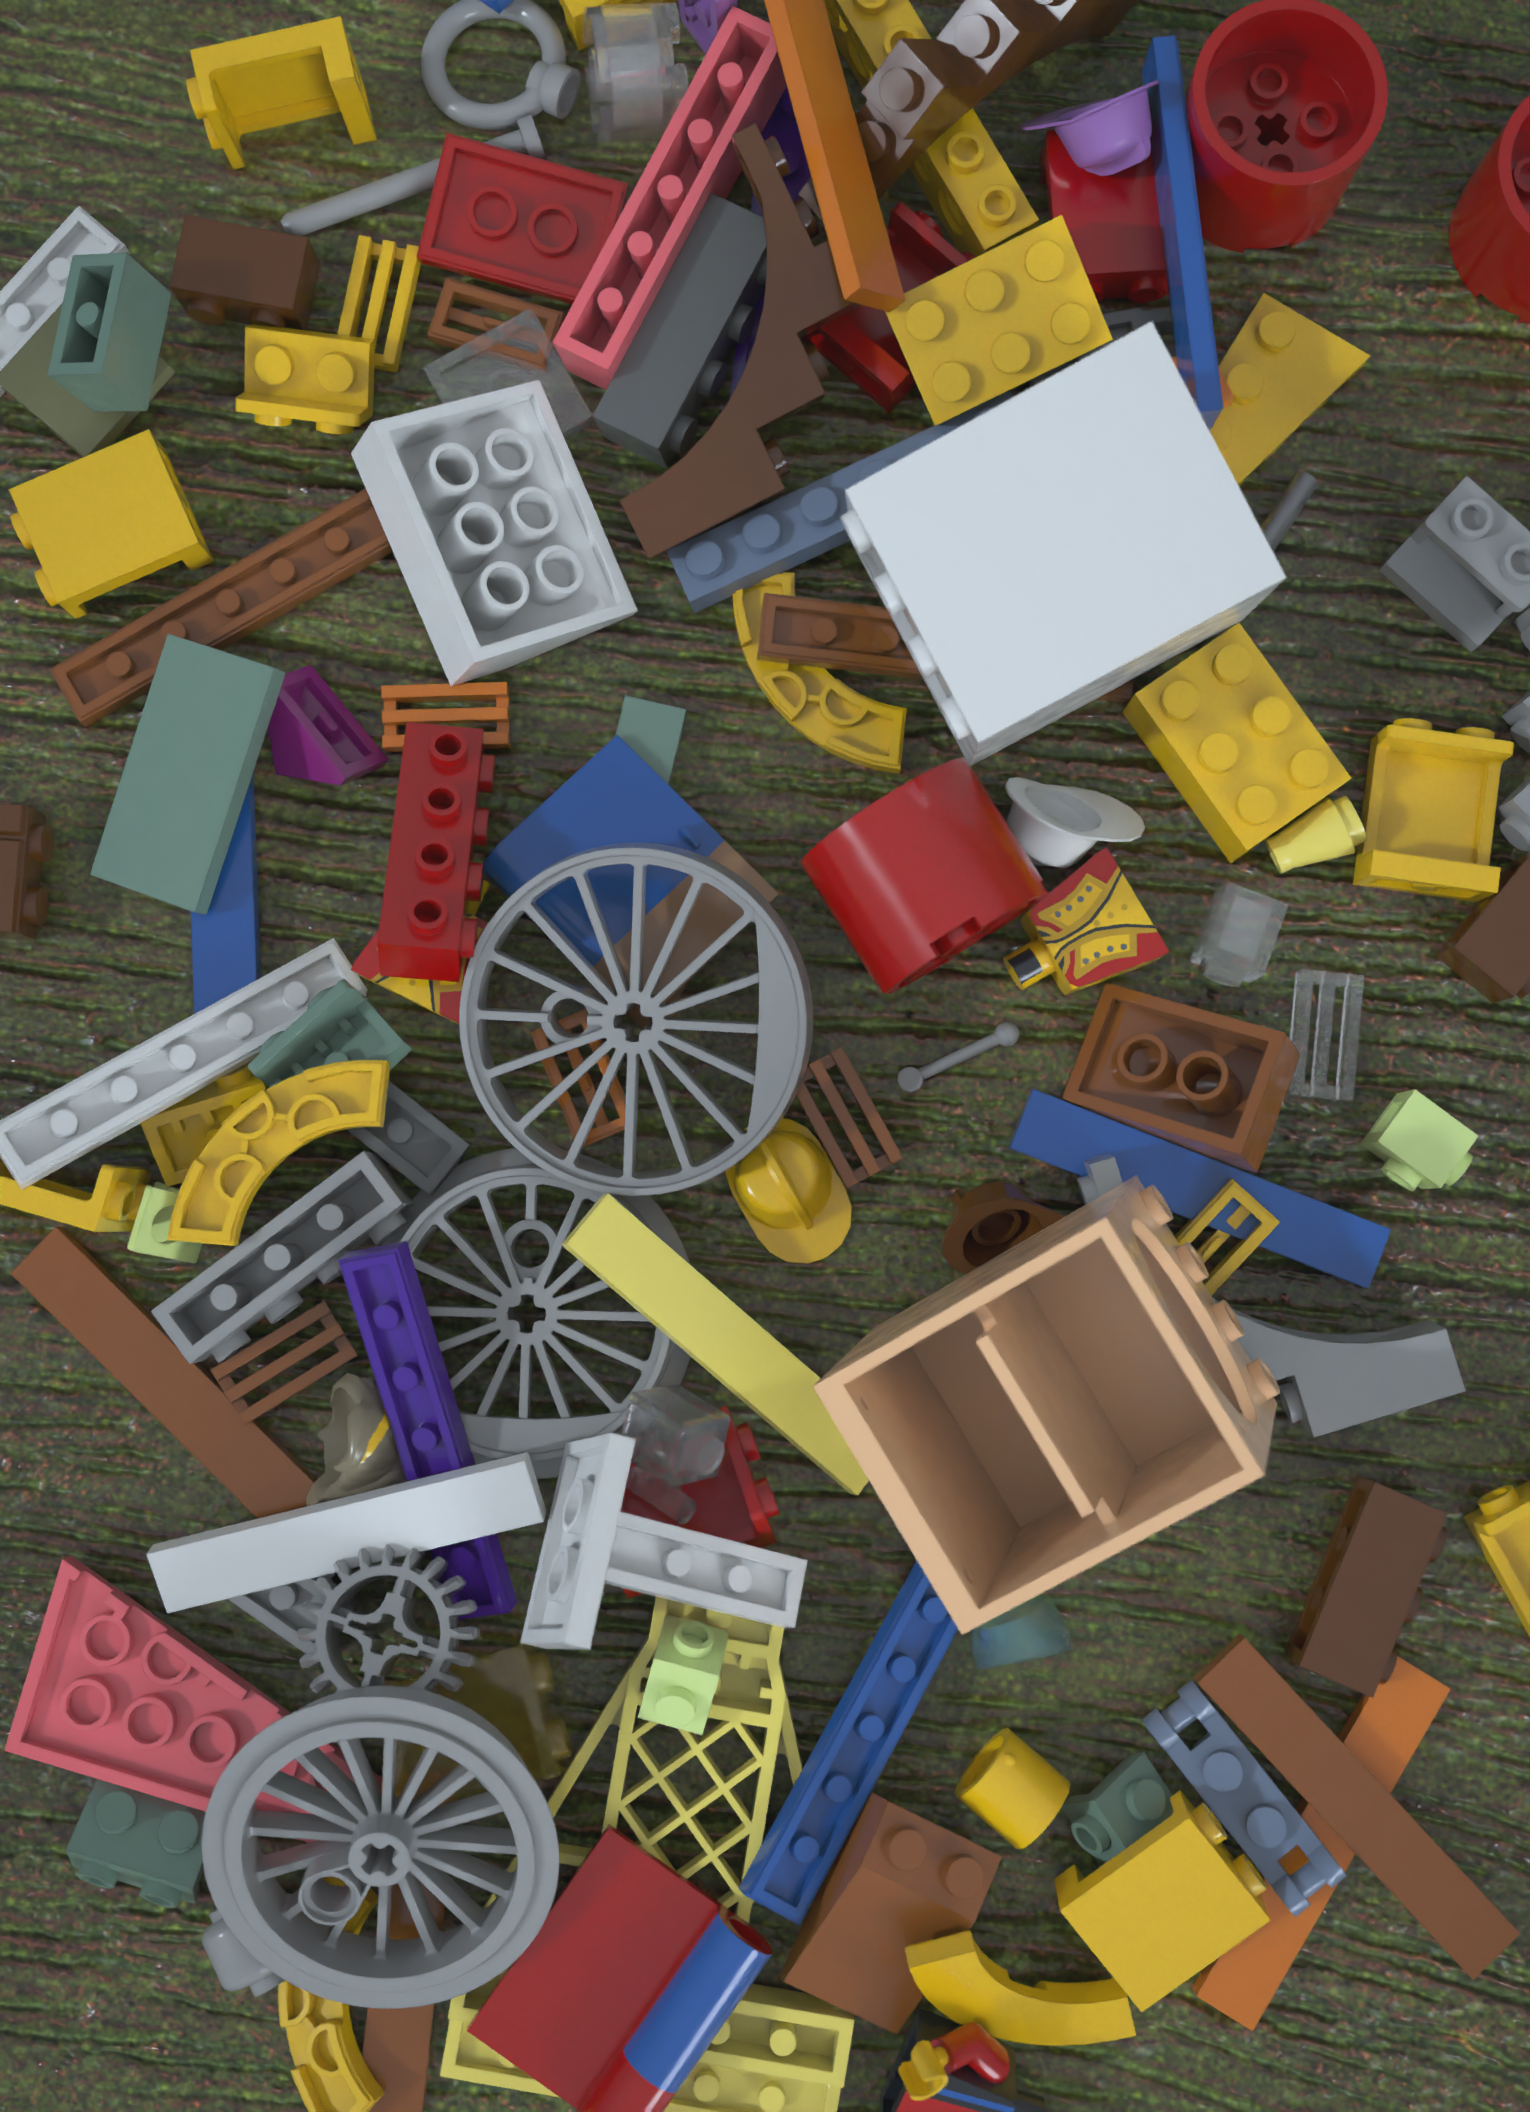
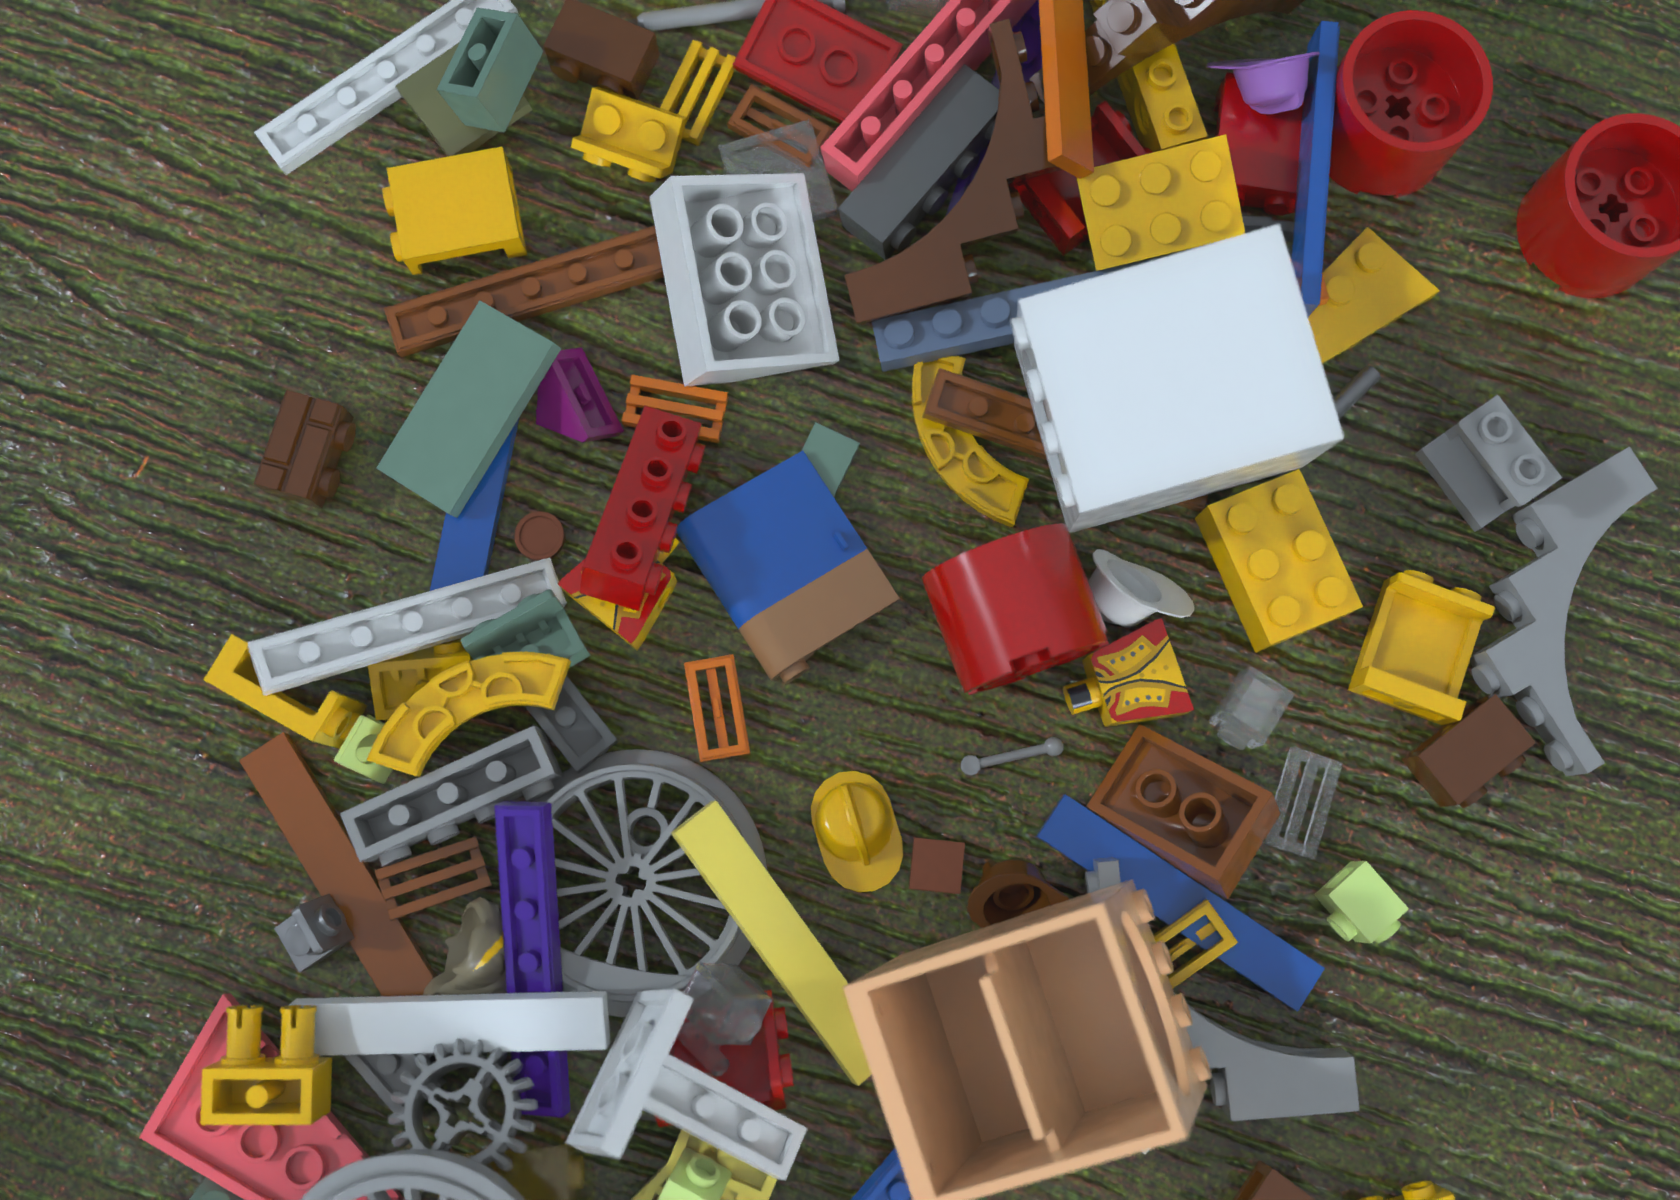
camera: 10 degrees right, 5 degrees down
(146, 1661) = (263, 1089): none -> yellow brick
(154, 1460) = (314, 932): none -> flat silver bracket
(314, 914) = (539, 536): none -> copper piece
(782, 1028) = (879, 703): light grey piece -> none
(870, 1165) = (901, 741): dark orange tile -> none
(895, 1210) = (936, 865): none -> copper tile
(1319, 835) = (1328, 646): light yellow cone -> none

